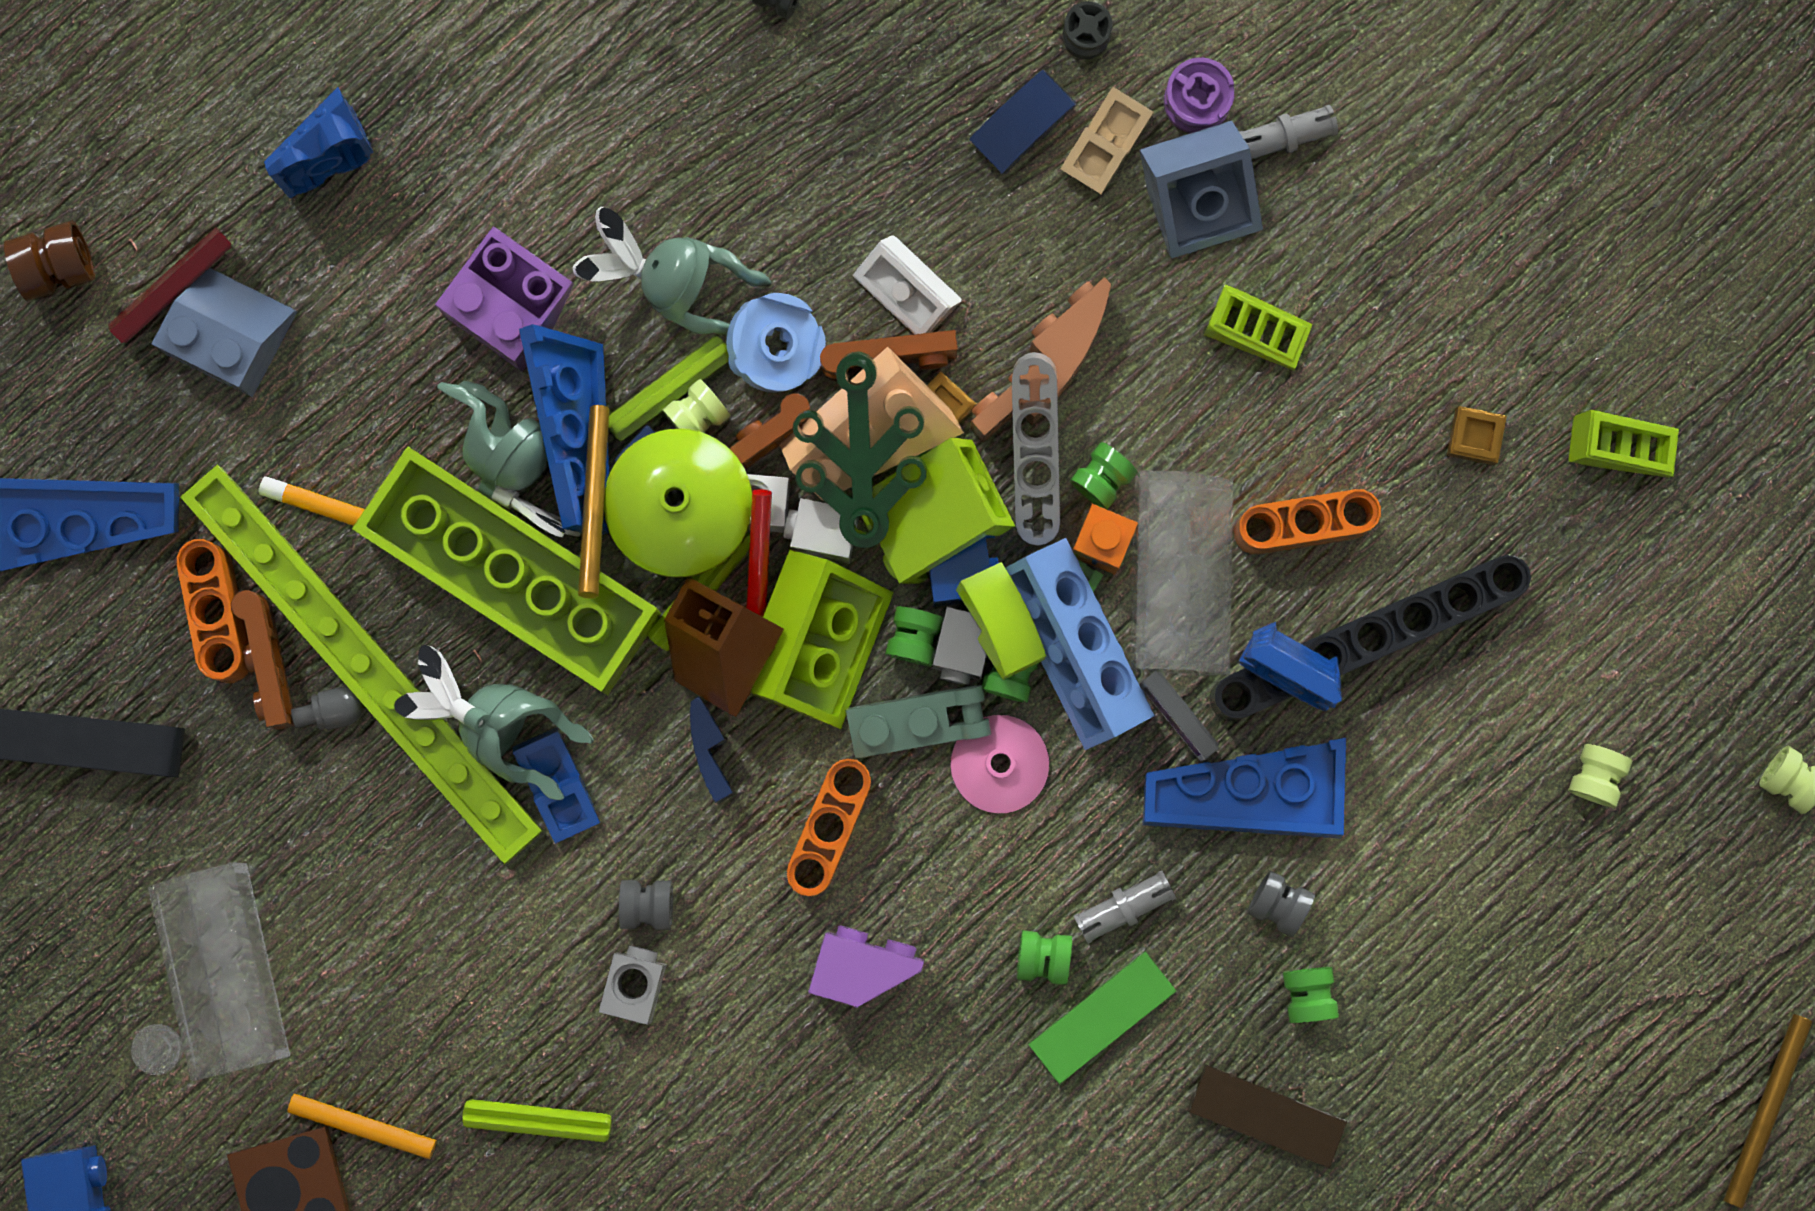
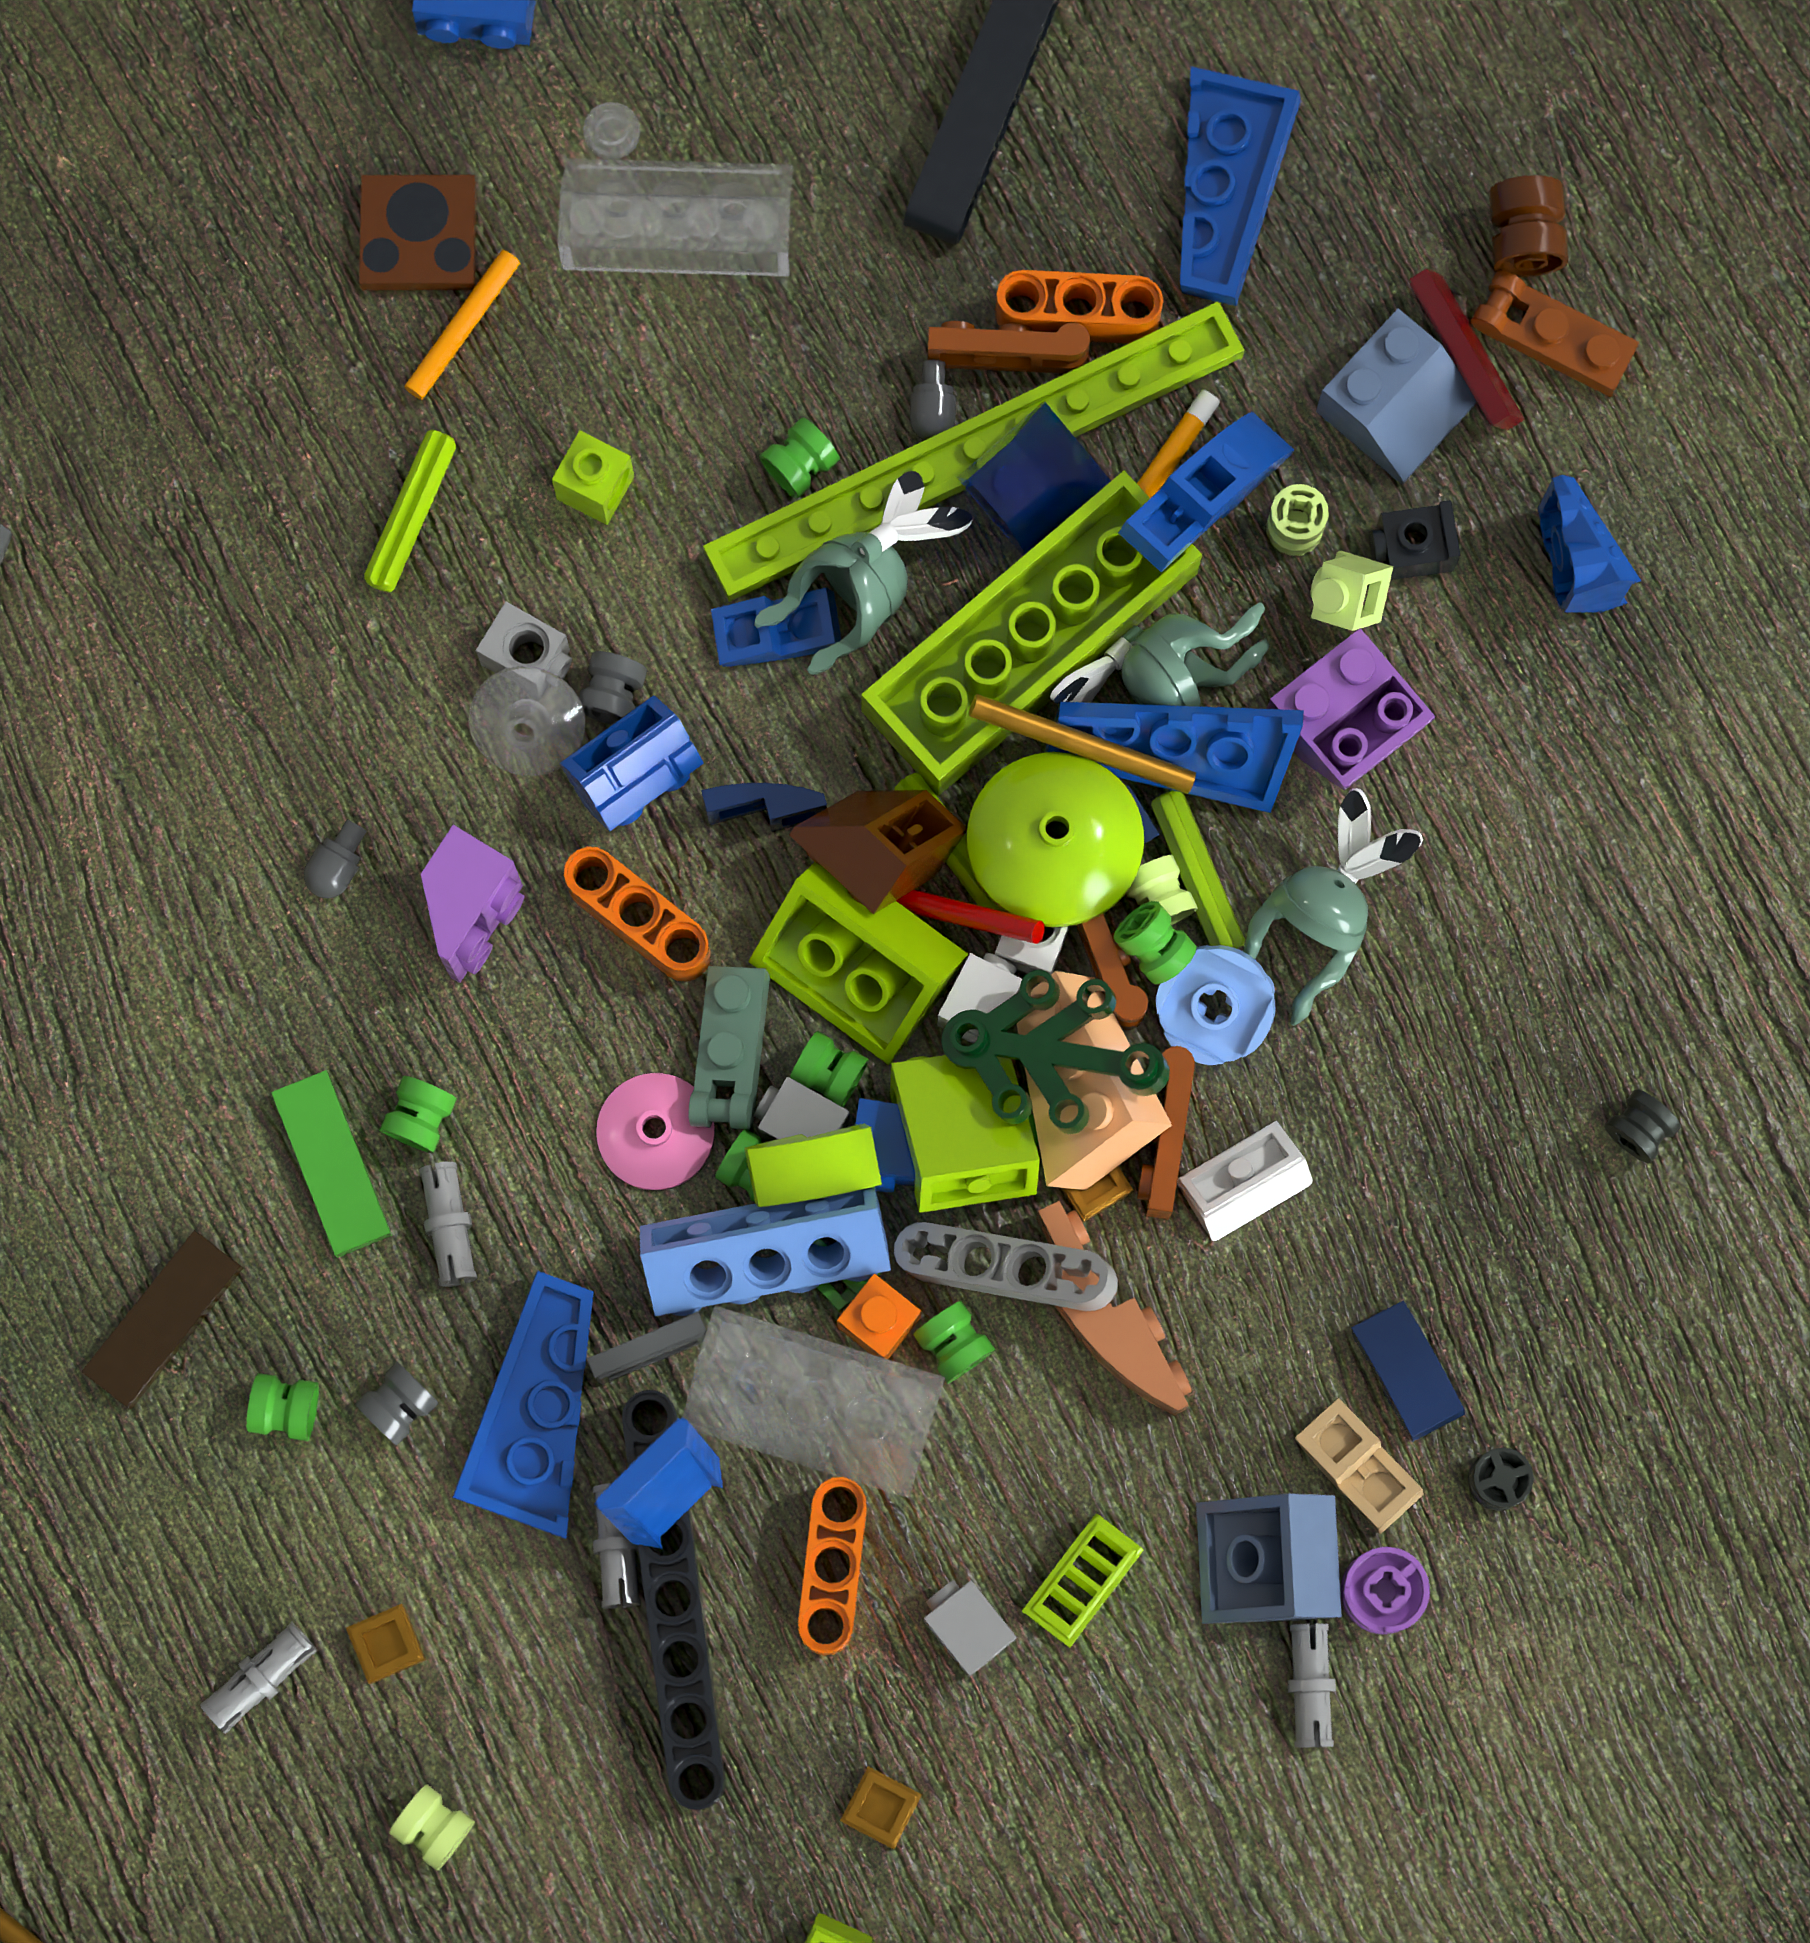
camera: 105 degrees right, 5 degrees down
(136, 219) = (1555, 334): none -> dark orange plate
(338, 265) = (1434, 556): none -> black brick
(351, 457) = (1205, 489): none -> blue slope
(360, 390) = (1290, 529): none -> yellowish green wheel
(376, 603) = (1033, 478): none -> clear blue slope
(402, 803) = (804, 453): none -> bright green wheel
(403, 323) = (1341, 589): none -> yellowish green brick
(469, 972) = (593, 477): none -> lime brick
(677, 967) = (531, 698): none -> clear dish
(706, 867) = (632, 764): none -> blue brick
(744, 395) = (1155, 942): none -> bright green wheel
(853, 1091) = (334, 862): none -> dark grey cylinder
(1322, 404) = (967, 1626): none -> light grey brick
(1354, 691) = (616, 1561): none -> light grey pin
(1468, 856) = (386, 1644): none -> pearl gold tile
(1525, 949) = (258, 1677): none -> light grey pin

